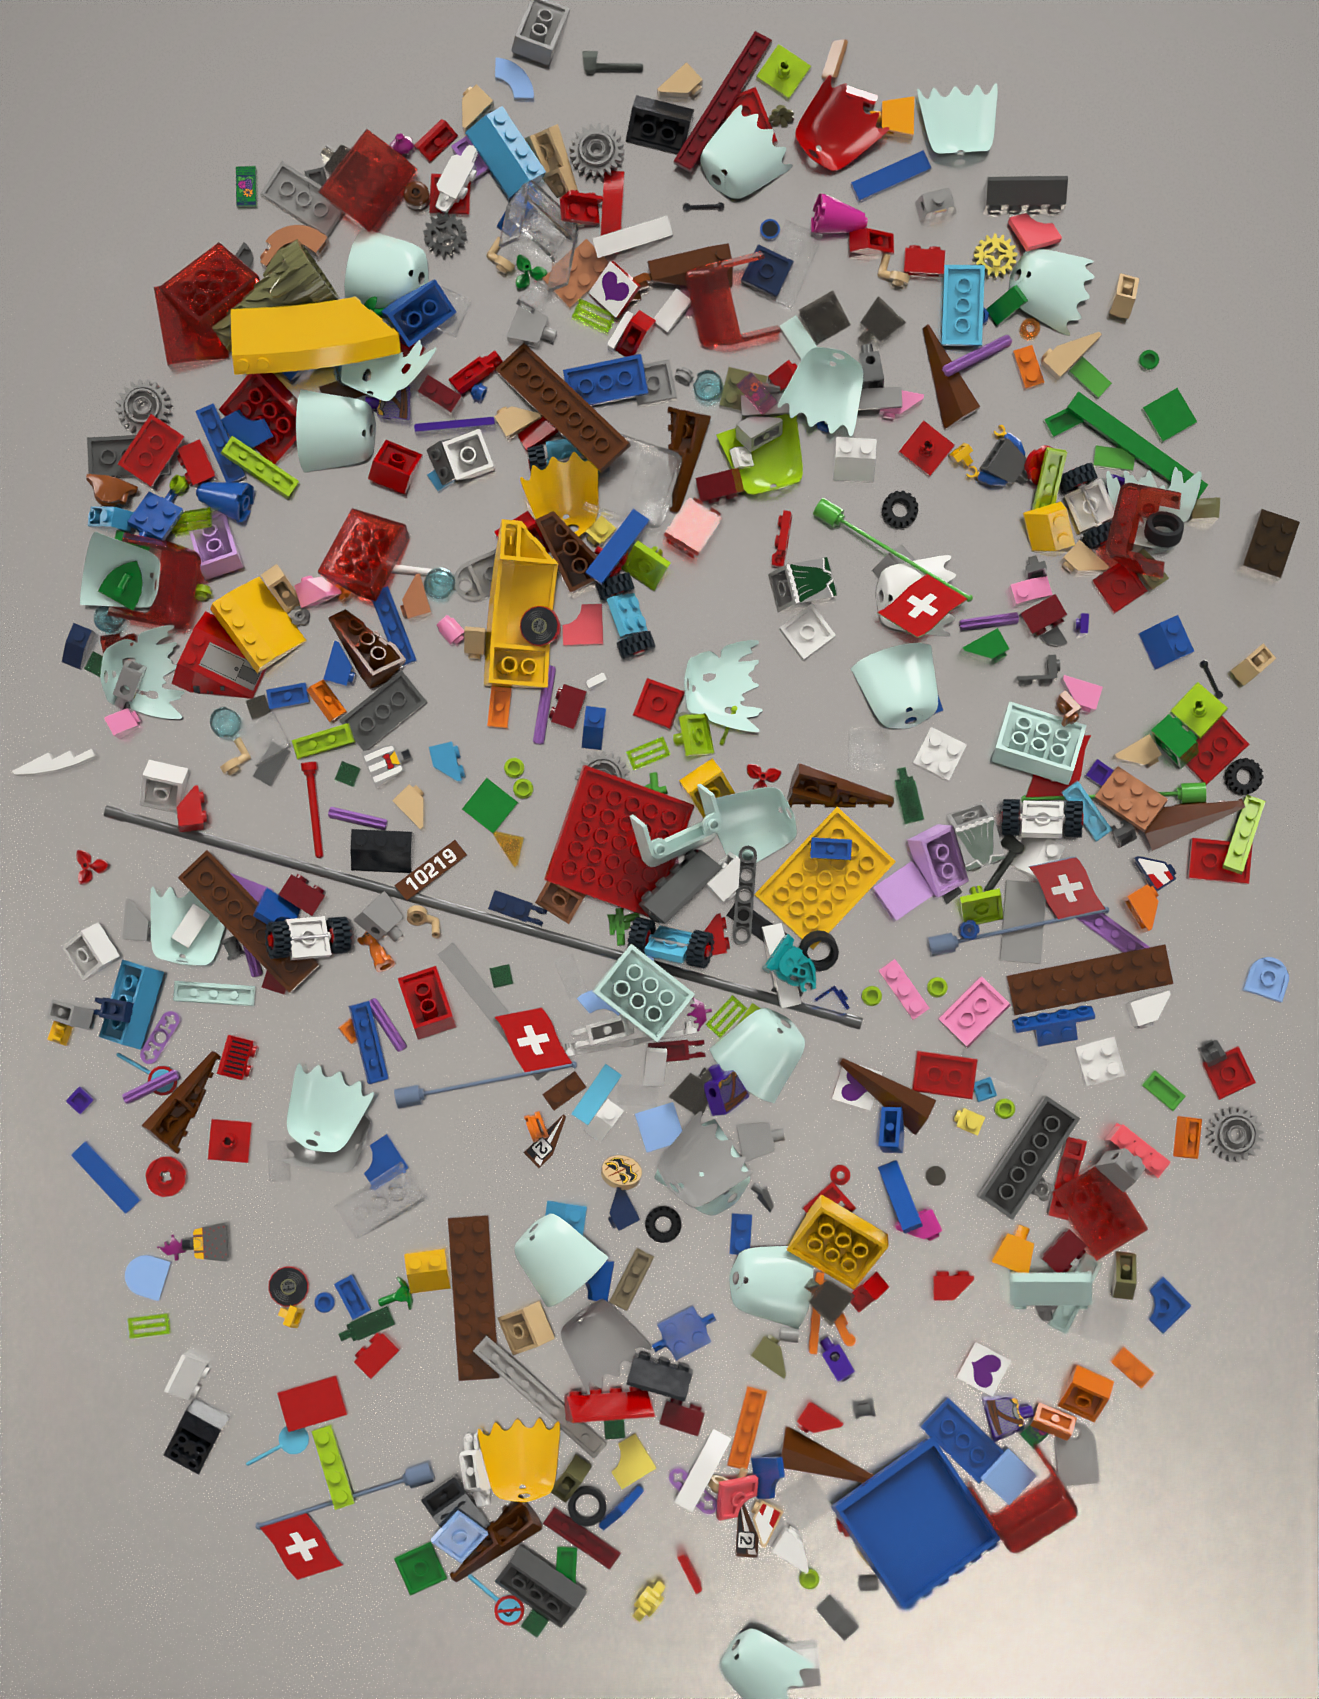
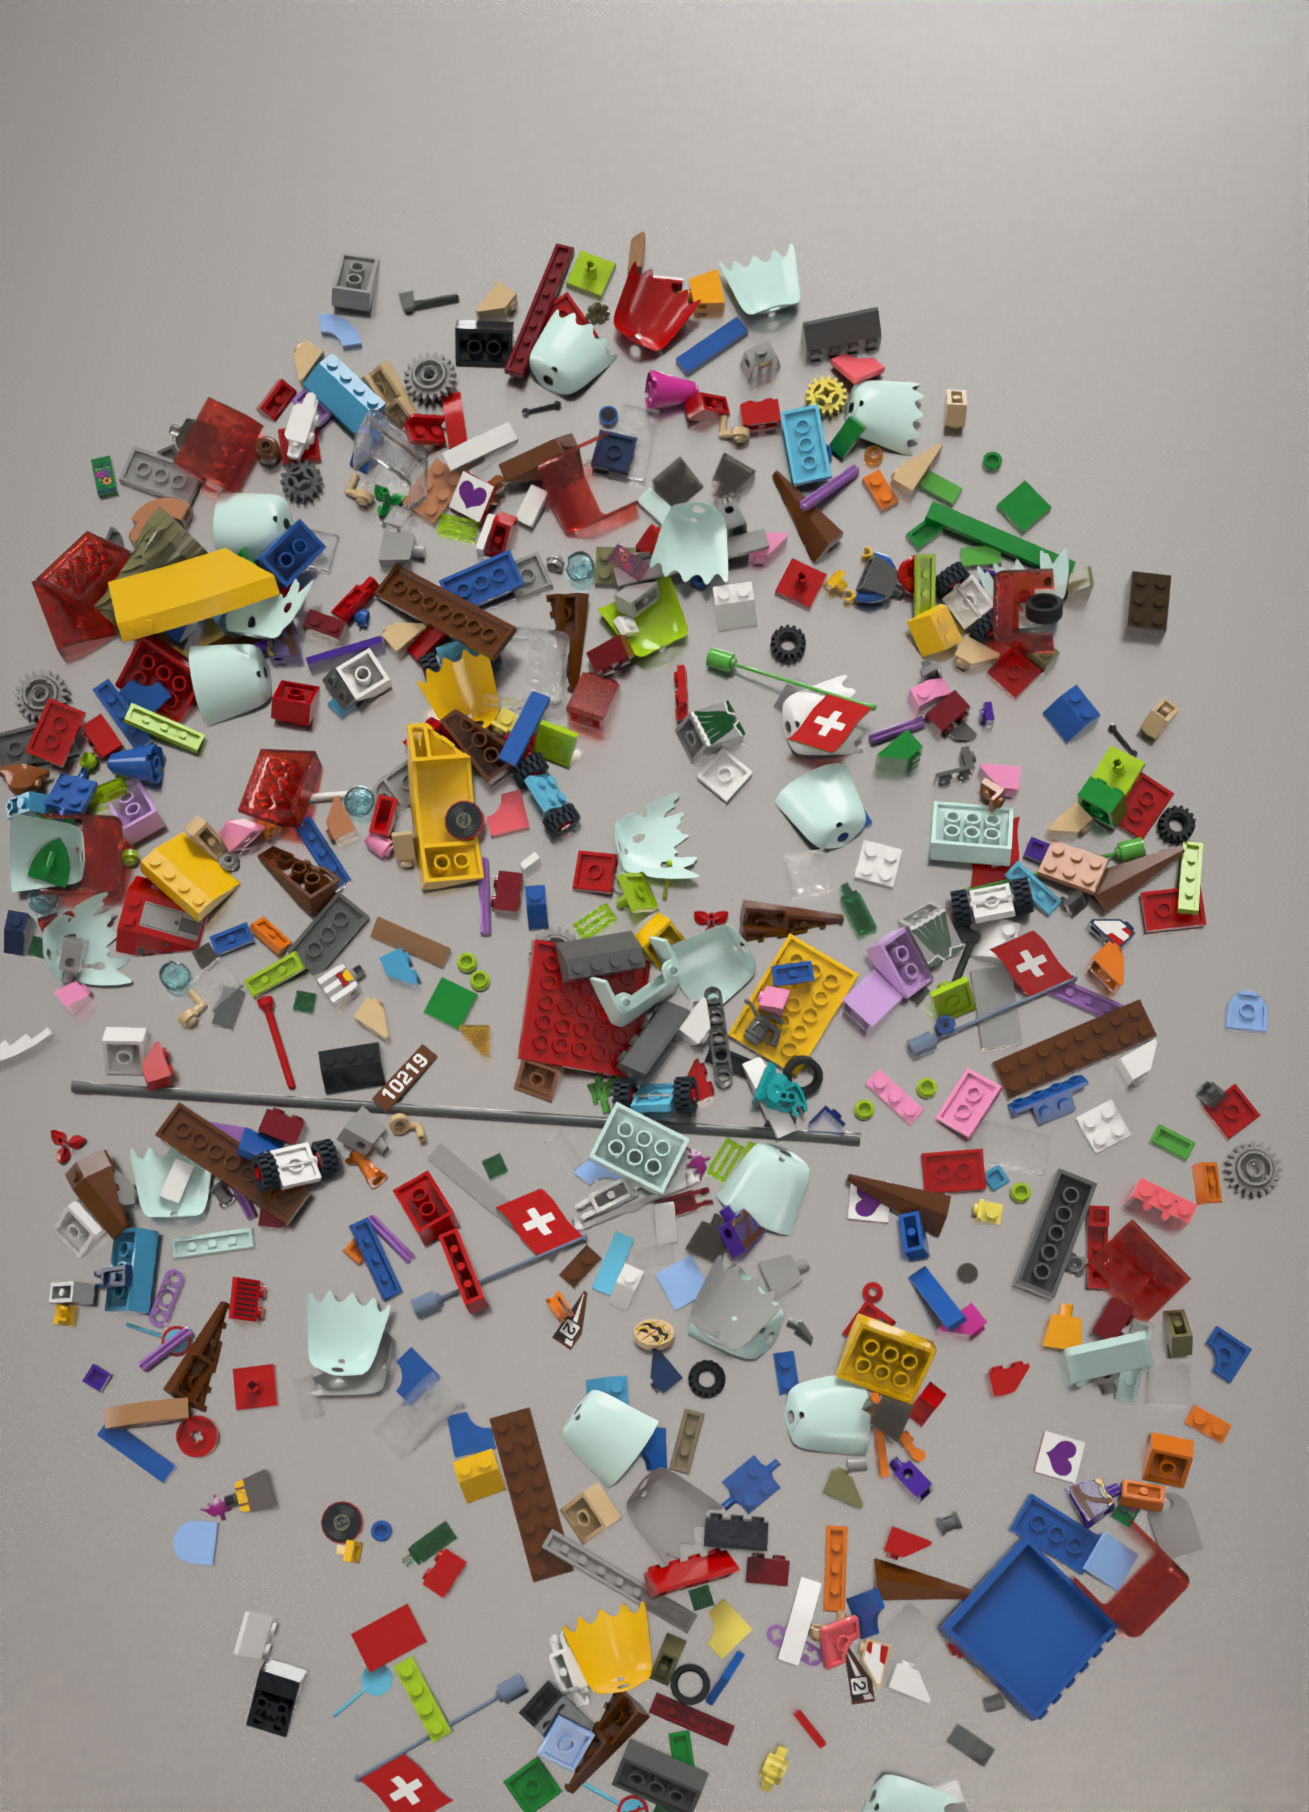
camera: 10 degrees left, 10 degrees down
(111, 916) = (95, 1186): none -> reddish brown wedge
(121, 1145) = (146, 1413): none -> medium nougat slope
(131, 1328) = (189, 1598): clear neon green tile -> none
(339, 669) = (277, 902): blue slope -> none
(352, 1297) = (408, 1519): blue plate -> none
(357, 818) = (322, 1042): medium lavender axle -> none
(400, 1295) = (456, 1505): green plant -> none
(402, 144) = (246, 406): magenta piece -> none
(423, 1231) = (467, 1436): none -> blue tile
(450, 1074) = (463, 1271): none -> red brick
(461, 604) = (384, 815): none -> red slope
(462, 736) = (410, 942): none -> medium nougat slope
(499, 707) = (441, 907): orange plate -> none
(514, 907) = (495, 1097): dark blue hinge -> none
(644, 793) = (599, 956): none -> dark grey slope
(787, 894) = (757, 1030): none -> dark grey piece
(805, 872) = (773, 1000): none -> bright pink slope
(809, 1580) = (932, 1711): lime plate -> none
(1121, 1167) = (1150, 1221): light grey torso -> none

